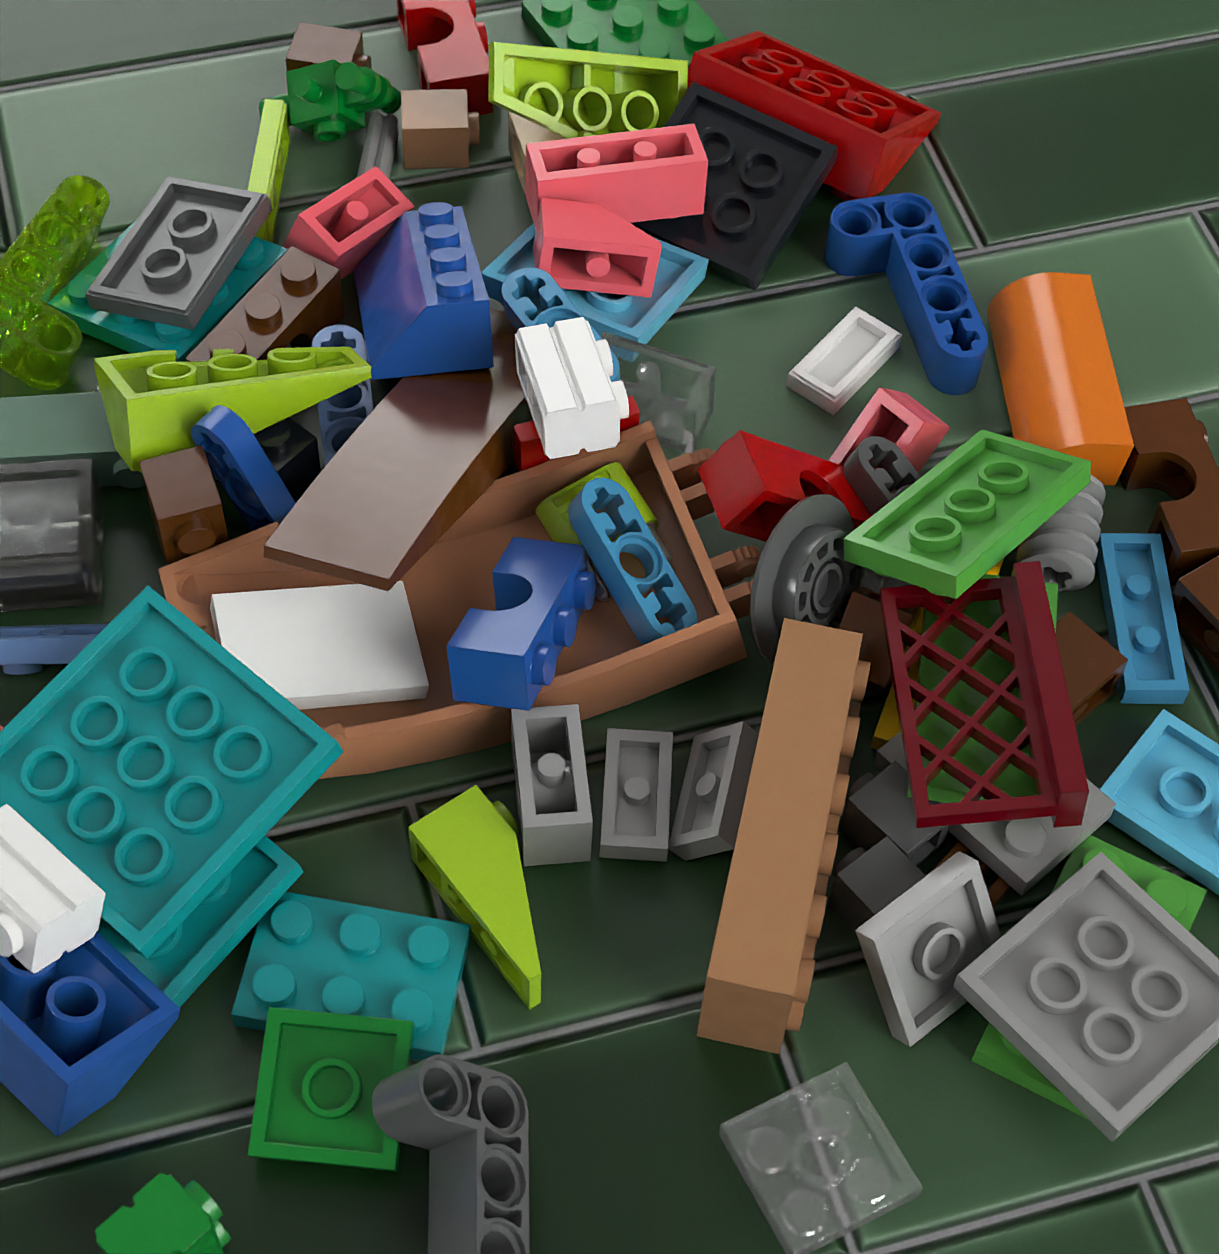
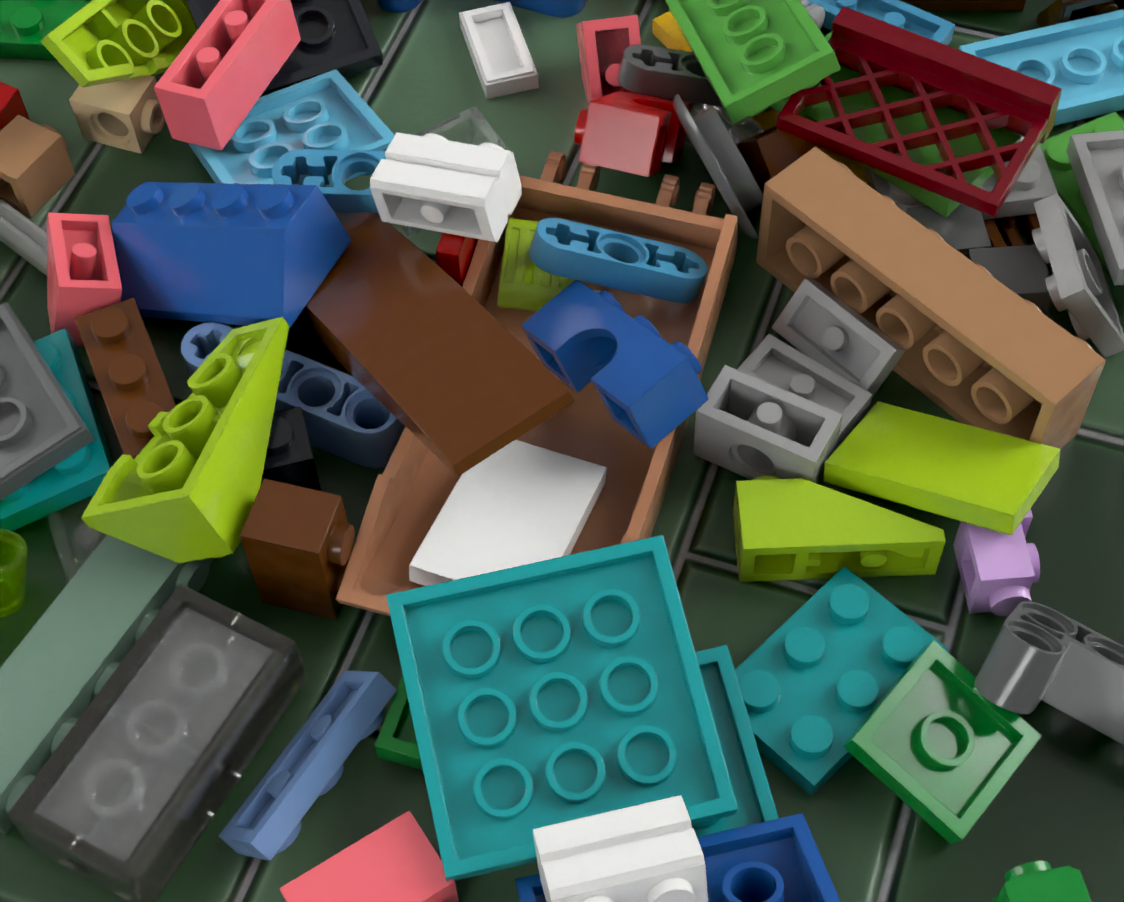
camera: 50 degrees left, 0 degrees up
(242, 468) = (307, 458): blue beam -> none
(560, 1043) = (996, 567): none -> lavender brick
(594, 249) = (284, 115): coral slope -> none
(619, 943) = (943, 467): none -> lime tile

